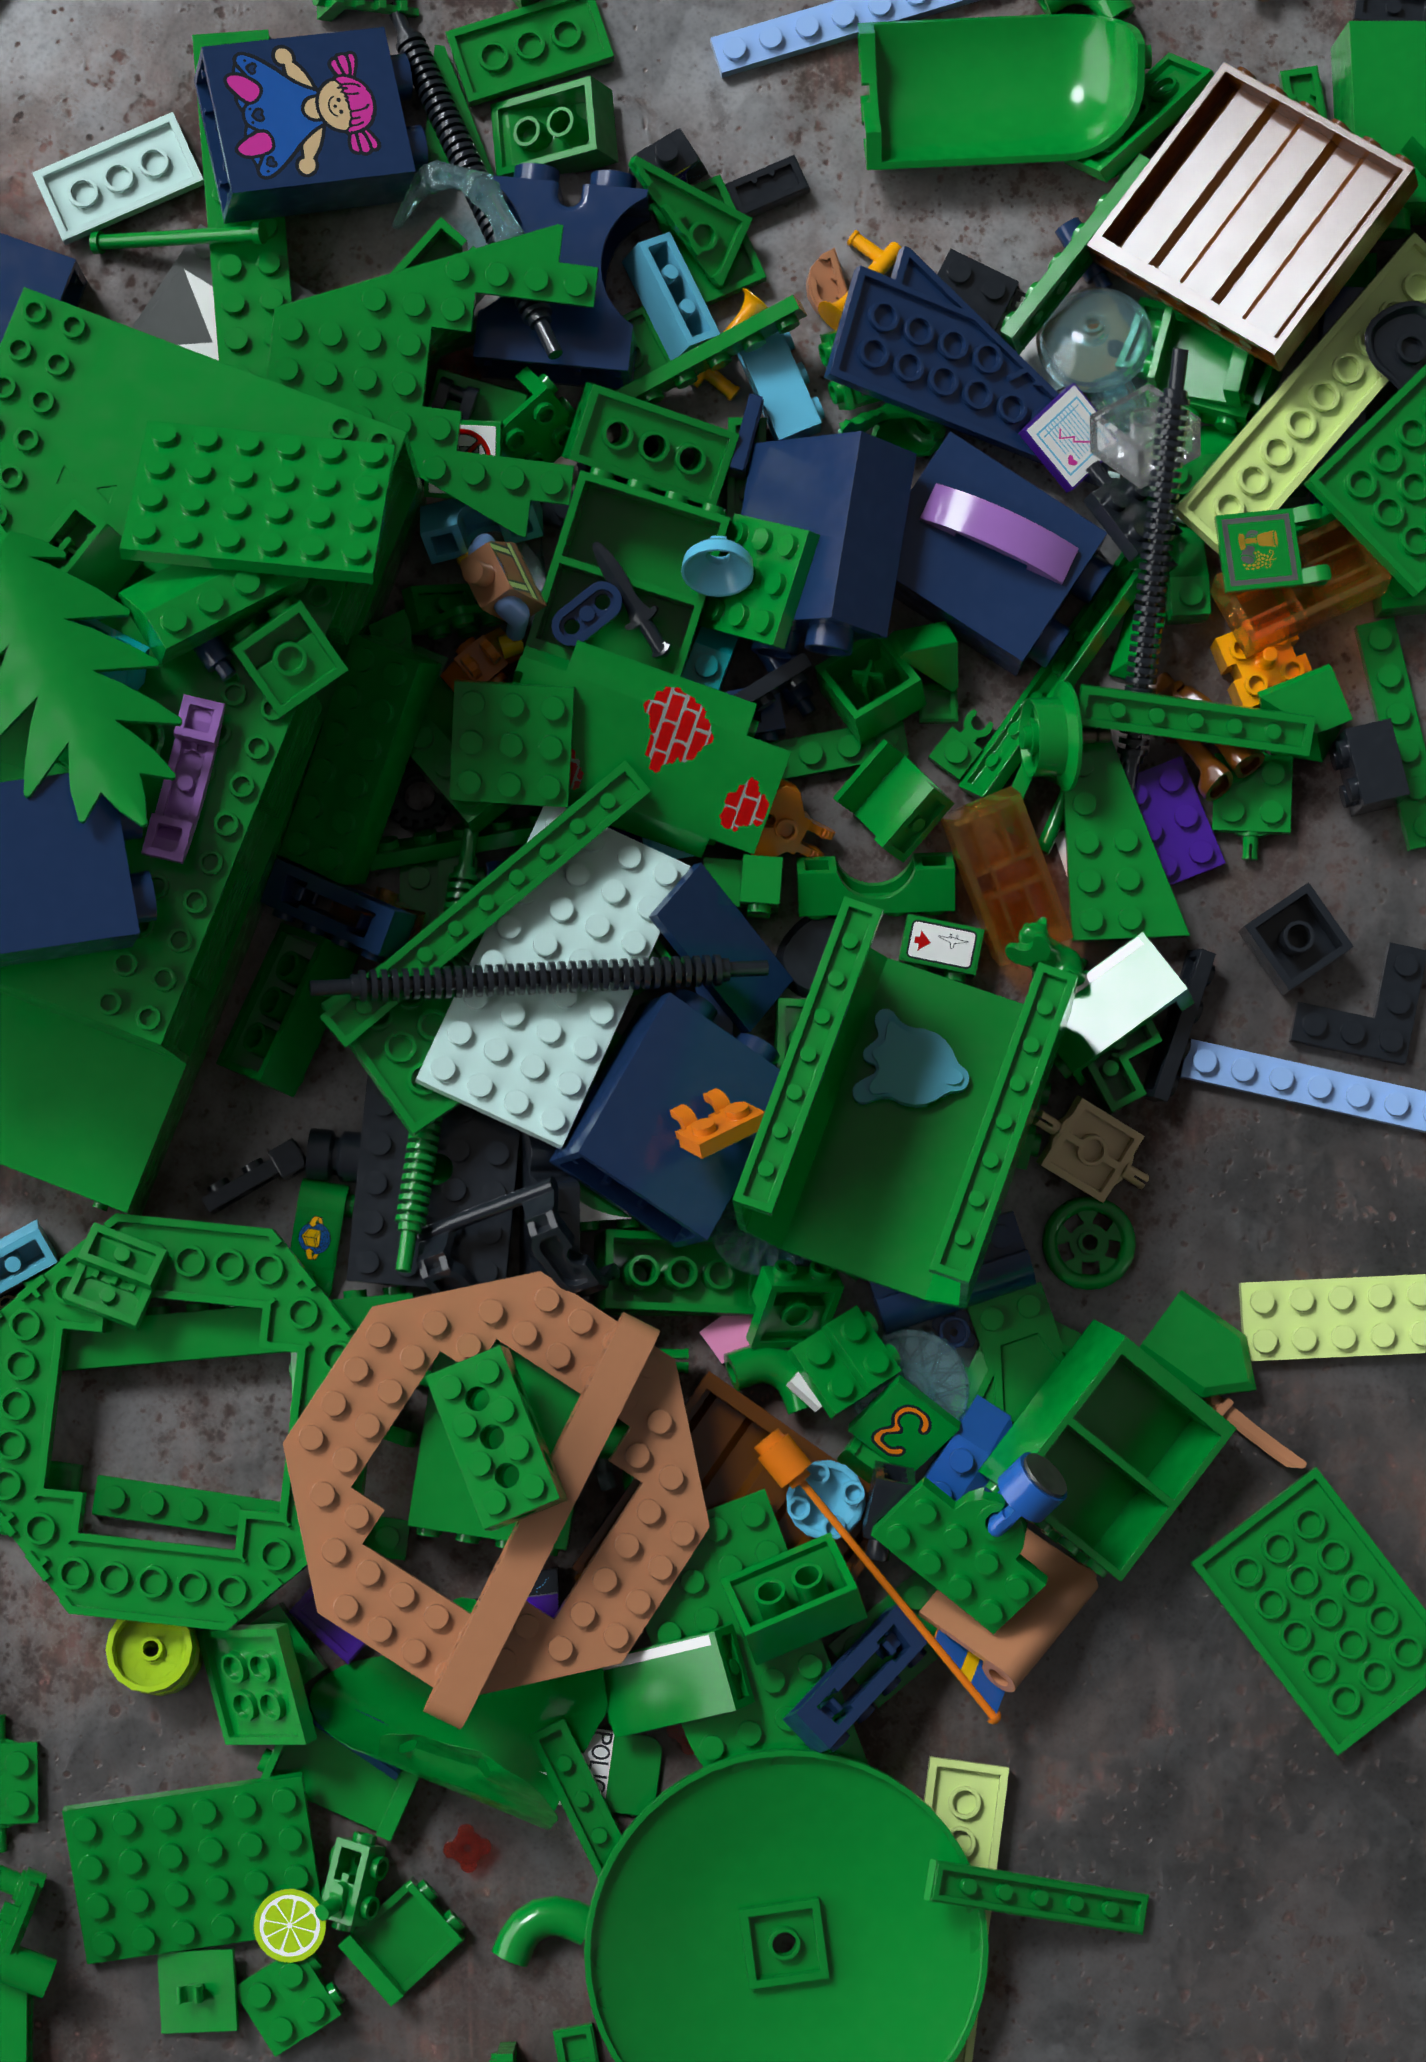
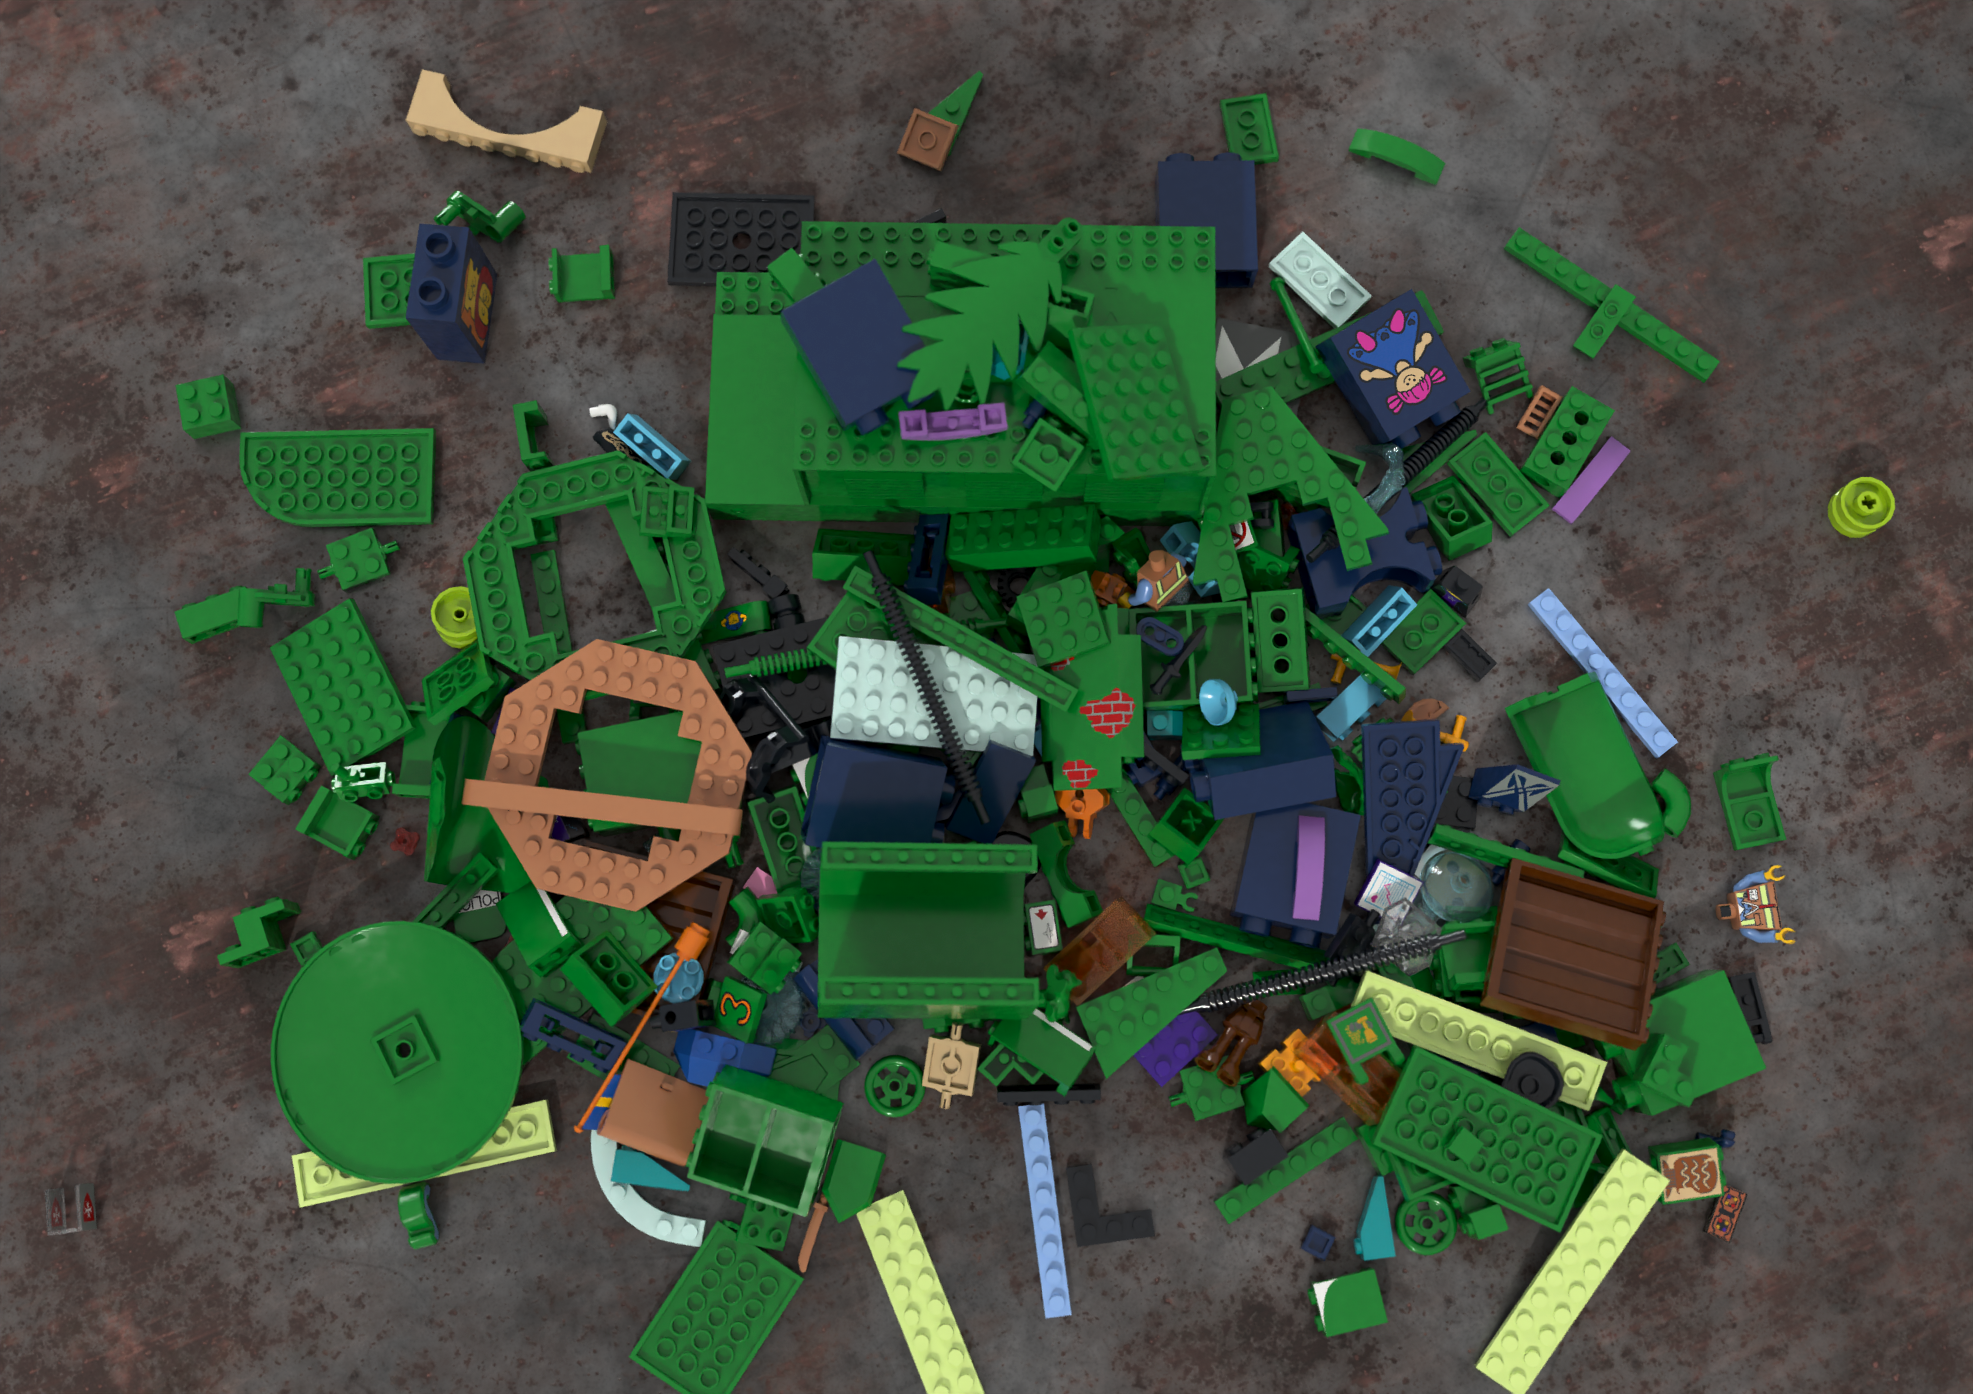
camera: 75 degrees right, 5 degrees down
(198, 1991) = (273, 716): green piece -> none
(288, 1926) = (323, 751): lime sticker -> none
(469, 1435) = (641, 775): green brick -> none
(537, 1921) = (371, 896): green cylinder -> none
(703, 223) = (1430, 623): green wing -> none
(721, 1129) = (869, 825): orange plate -> none
(894, 800) = (1121, 865): green panel -> none
(910, 1065) = (959, 934): medium azure tile -> none
(930, 650) = (1220, 853): green slope -> none
(976, 1542) = (678, 1076): green plate -> none
(985, 209) = (1510, 787): none -> dark blue slope
(1031, 1999) = (417, 1216): none -> green animal
(1036, 1896) = (478, 1195): green tile -> none
(1054, 736) = (1195, 946): green piece -> none
(1080, 1651) = (640, 1170): none -> teal slope
(1126, 1681) = (637, 1210): none -> light aqua plate
(1196, 720) = (1239, 1032): green plate -> none
(1218, 1501) = (761, 1224): none -> green plate
(1295, 938) = (1129, 1147): black brick -> none

